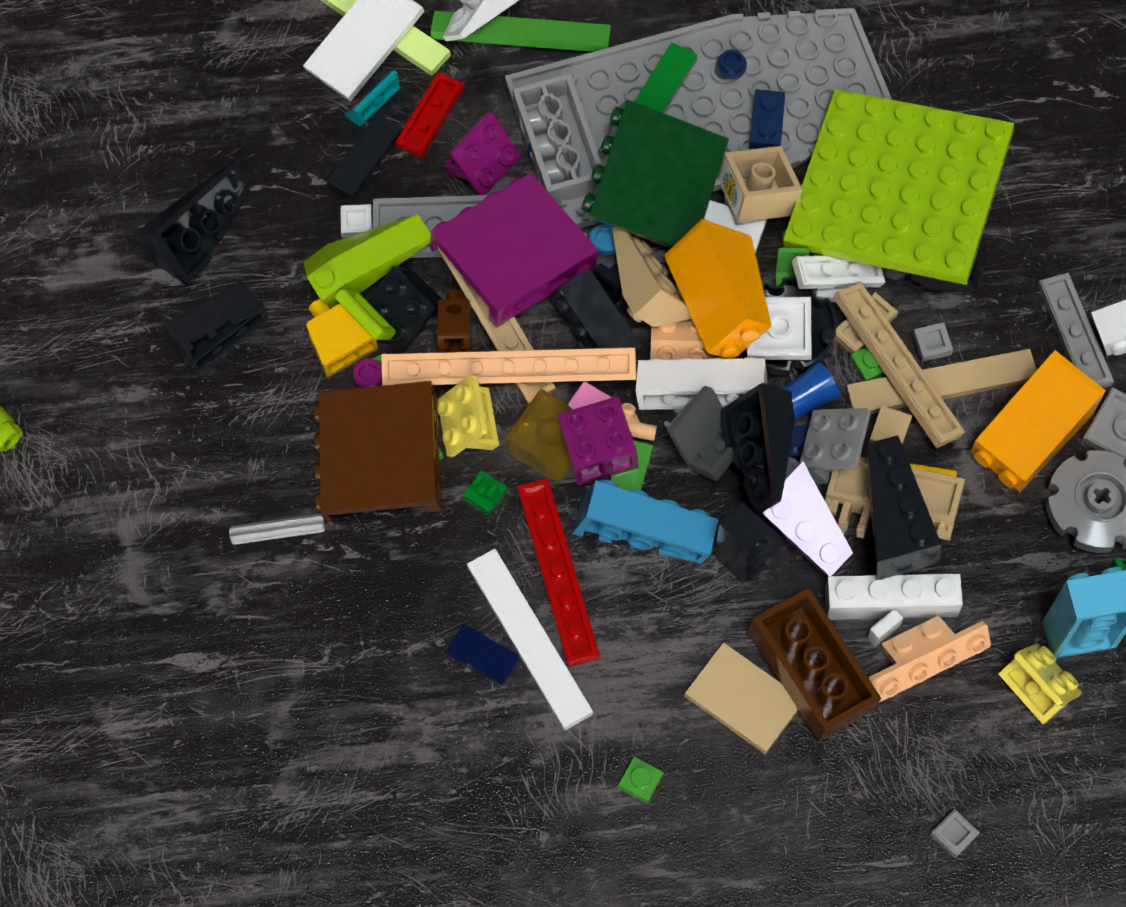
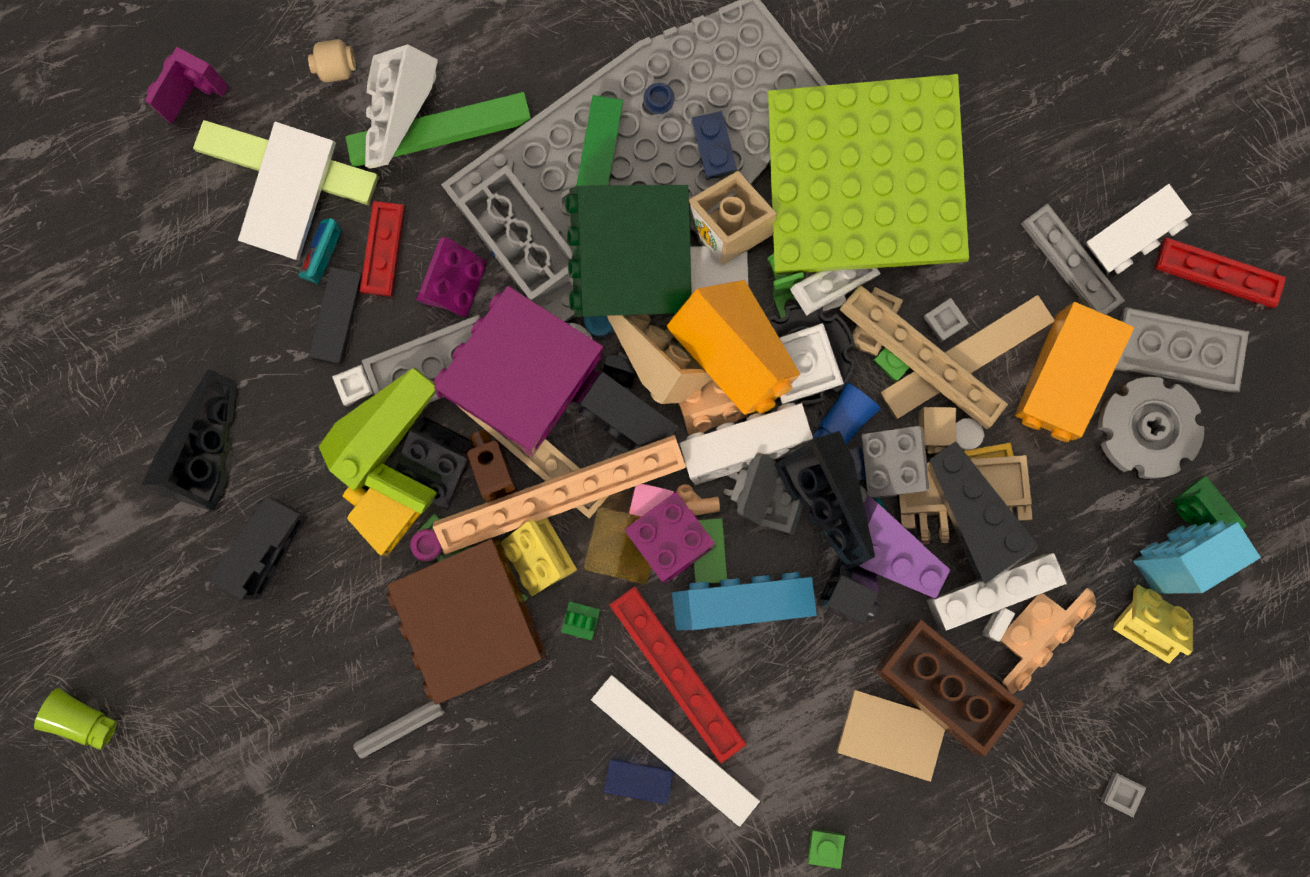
camera: 20 degrees left, 15 degrees up
(918, 449) = (969, 434): none -> white tile

